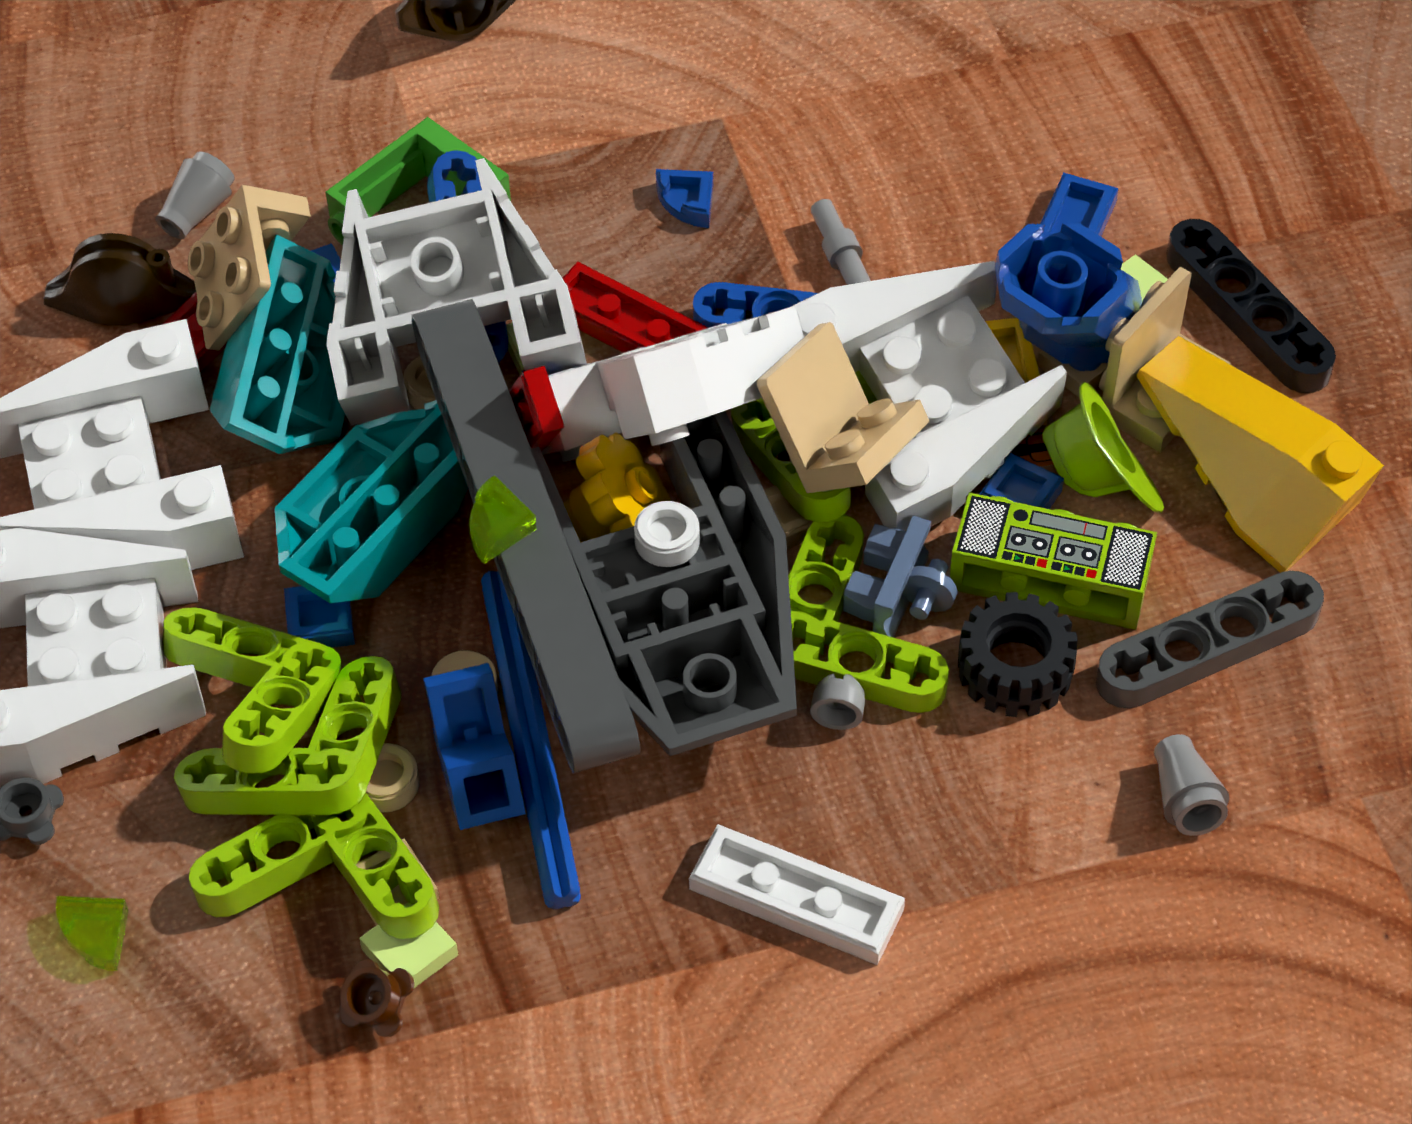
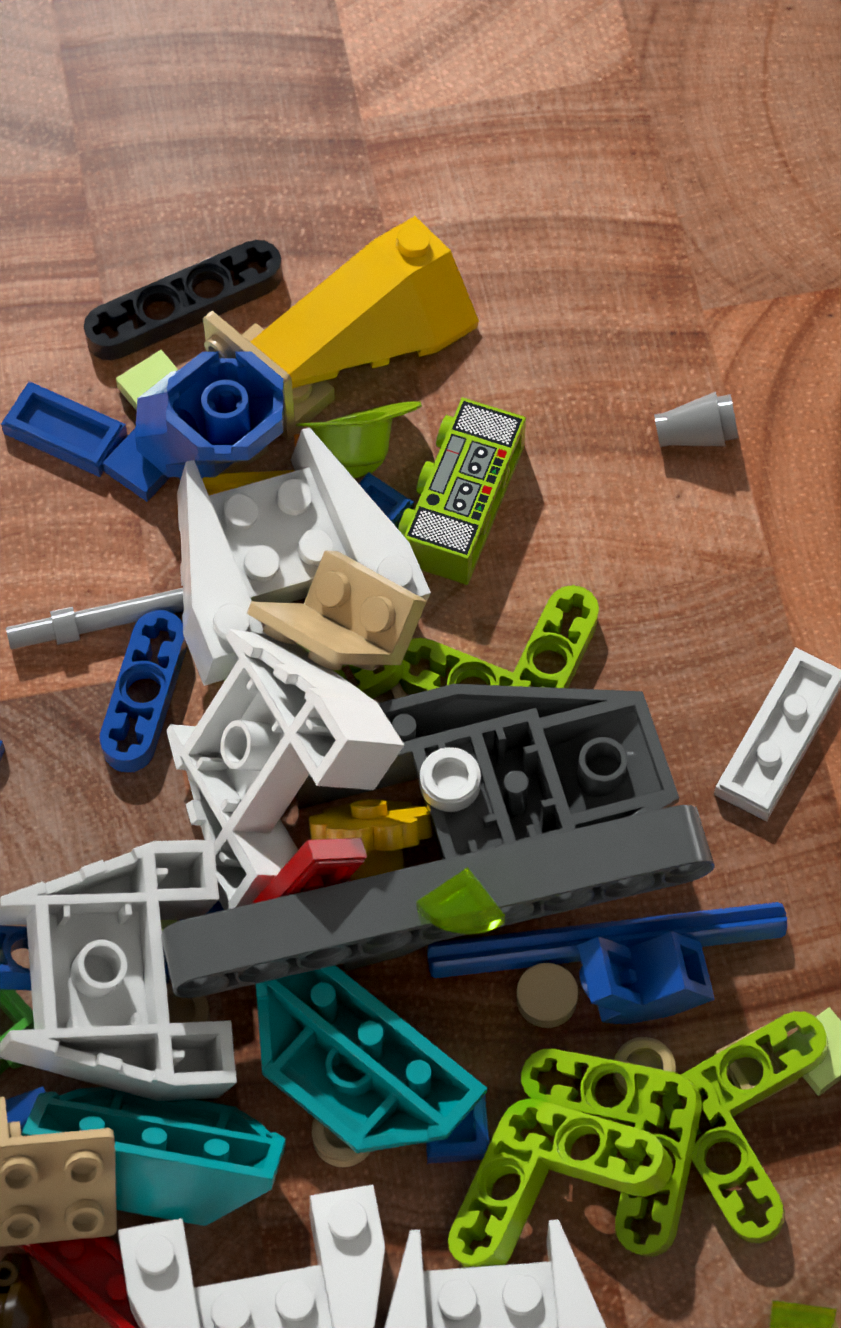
camera: 85 degrees left, 10 degrees up
(620, 314) = (130, 816): red tile -> none
(838, 702) = (597, 672): light grey hinge -> none
(907, 579) = (477, 607): sand blue hips -> none
(1019, 623) = (565, 503): black tyre -> none
(1203, 630) = (542, 389): dark grey beam -> none

